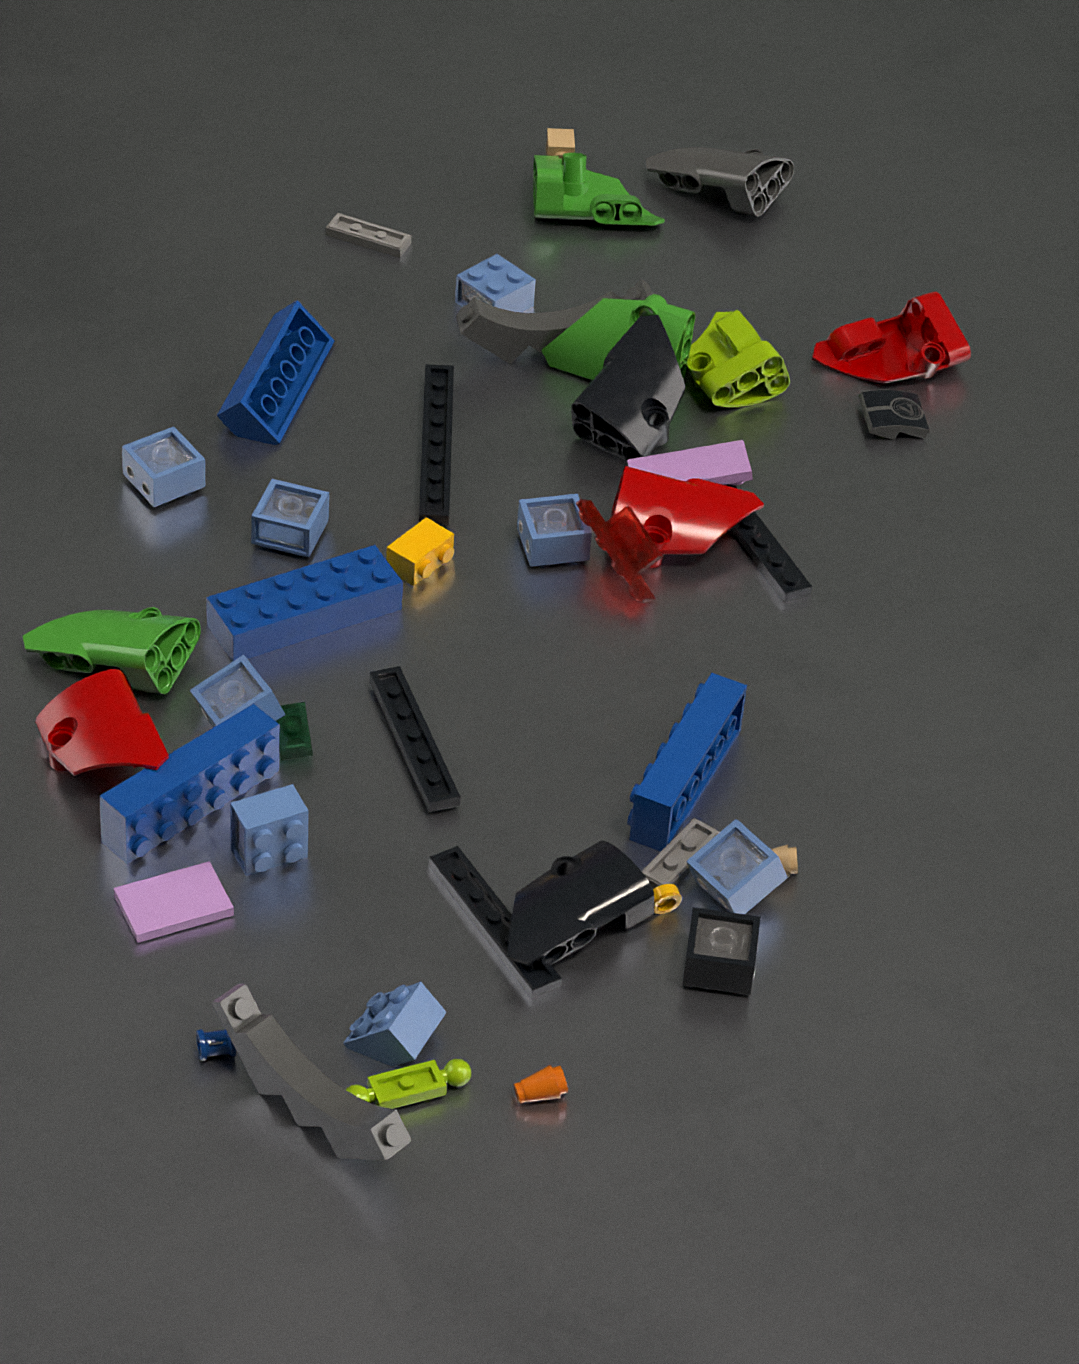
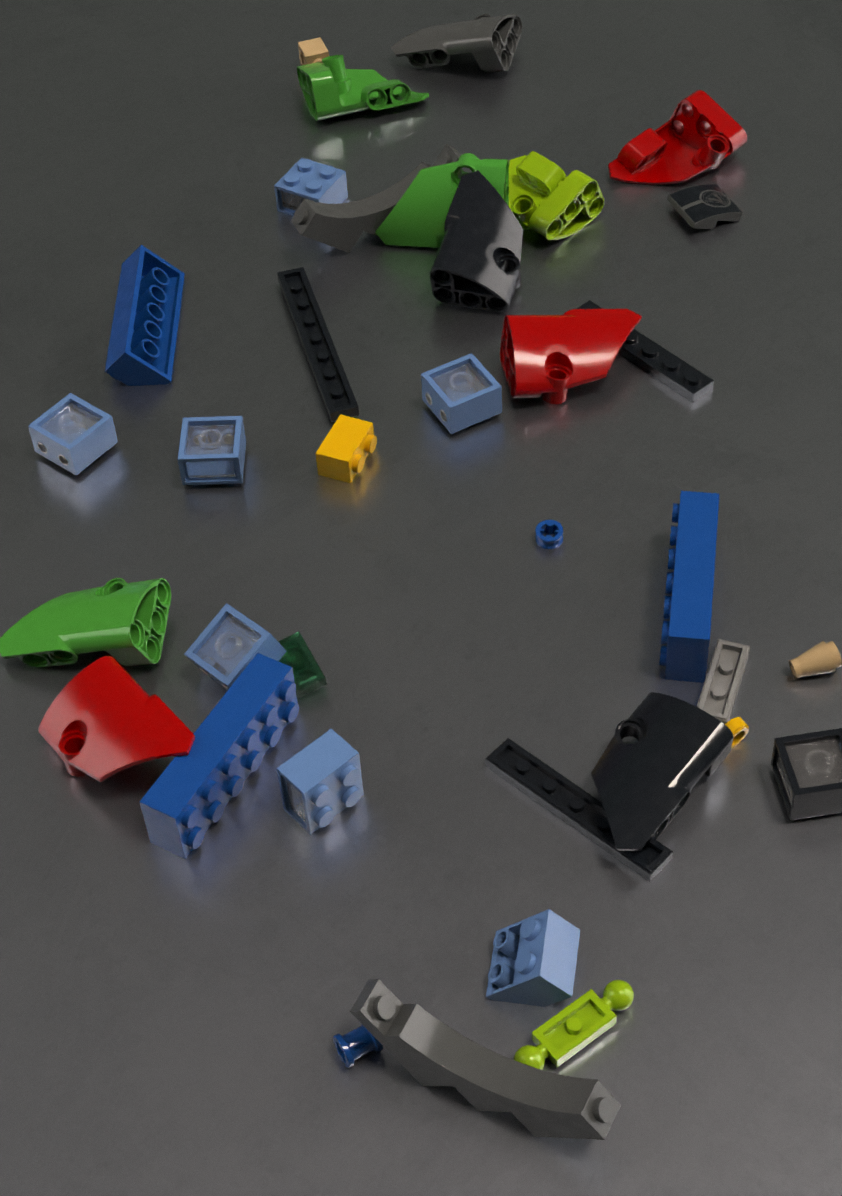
camera: 10 degrees left, 5 degrees up
(173, 901) = (249, 888): lavender tile -> none
(304, 603) = (257, 531): blue brick -> none
(368, 235) = (177, 172): light grey tile -> none
(414, 739) = (420, 638): black plate -> none
(542, 1086) = (710, 982): orange cone -> none
(586, 678) = (549, 527): none -> blue bush
(626, 543) = (537, 387): clear red bracket -> none
(714, 463) = (580, 290): lavender tile -> none
(737, 868) = (791, 682): medium blue piece -> none

